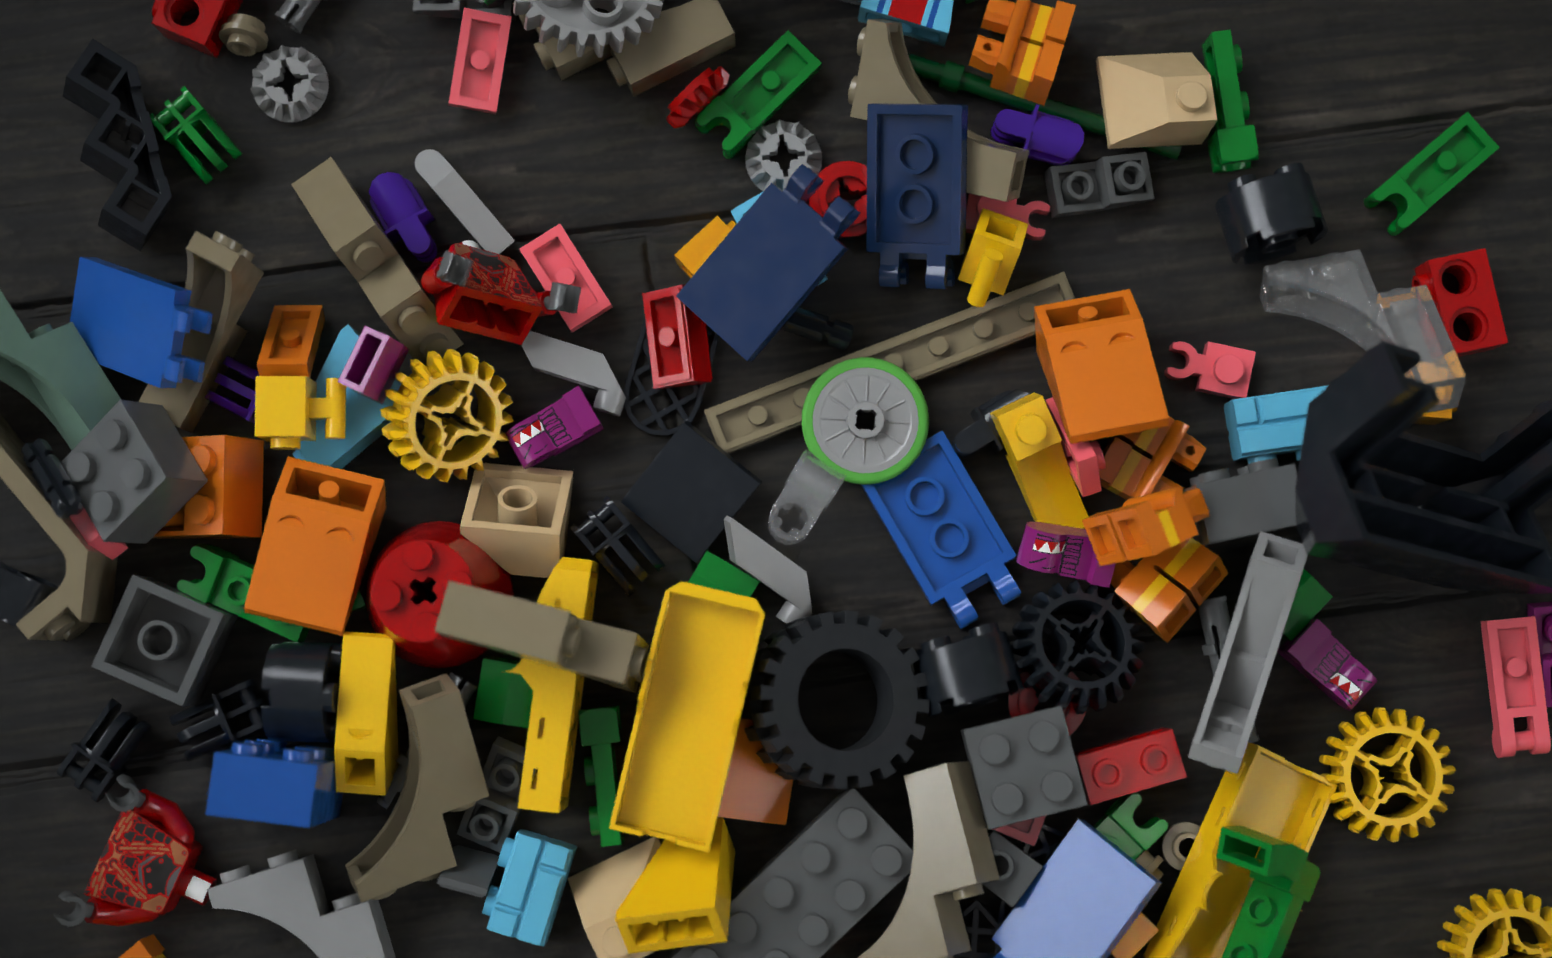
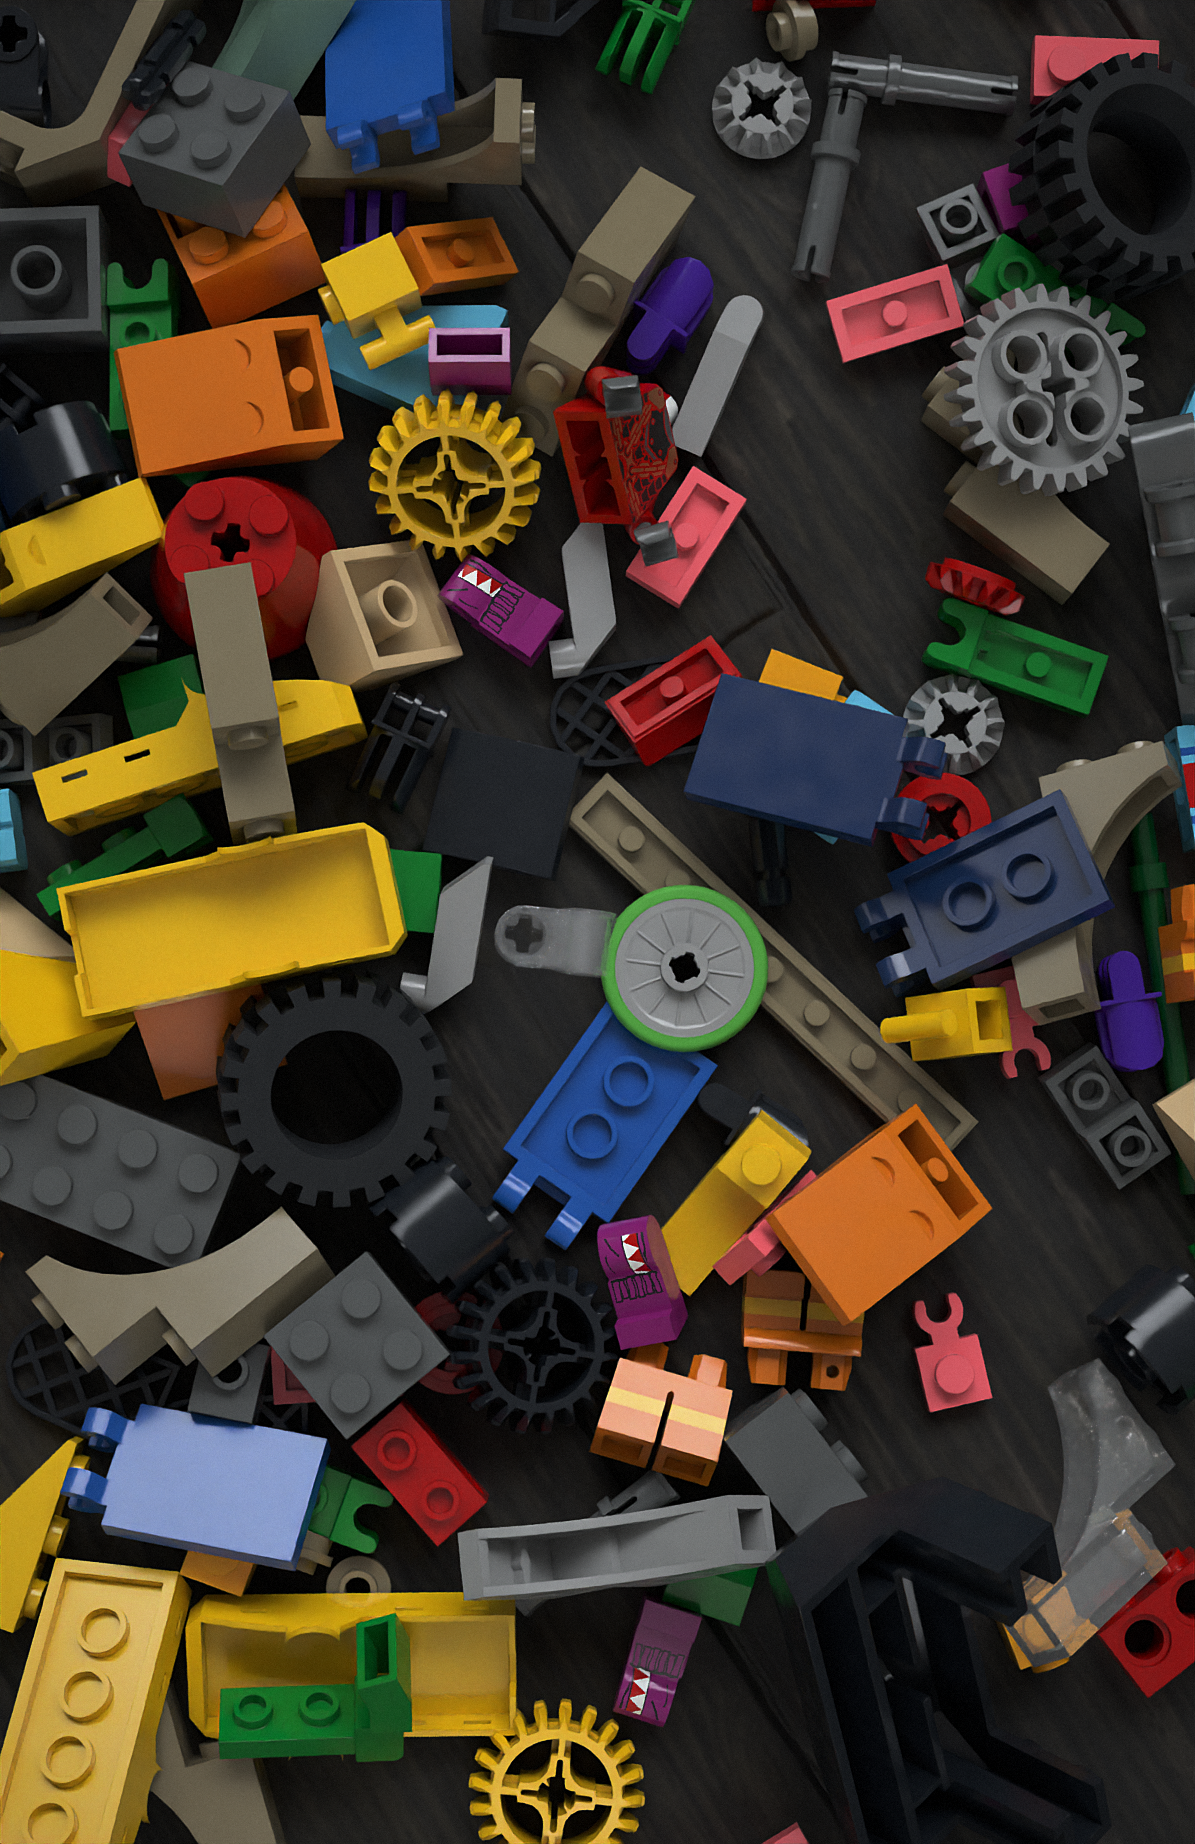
camera: 60 degrees right, 0 degrees up
(351, 51) = (834, 159): none -> dark grey pin
(1145, 525) = (710, 1354): orange hips -> none
(1268, 424) = (907, 1447): medium azure brick -> none

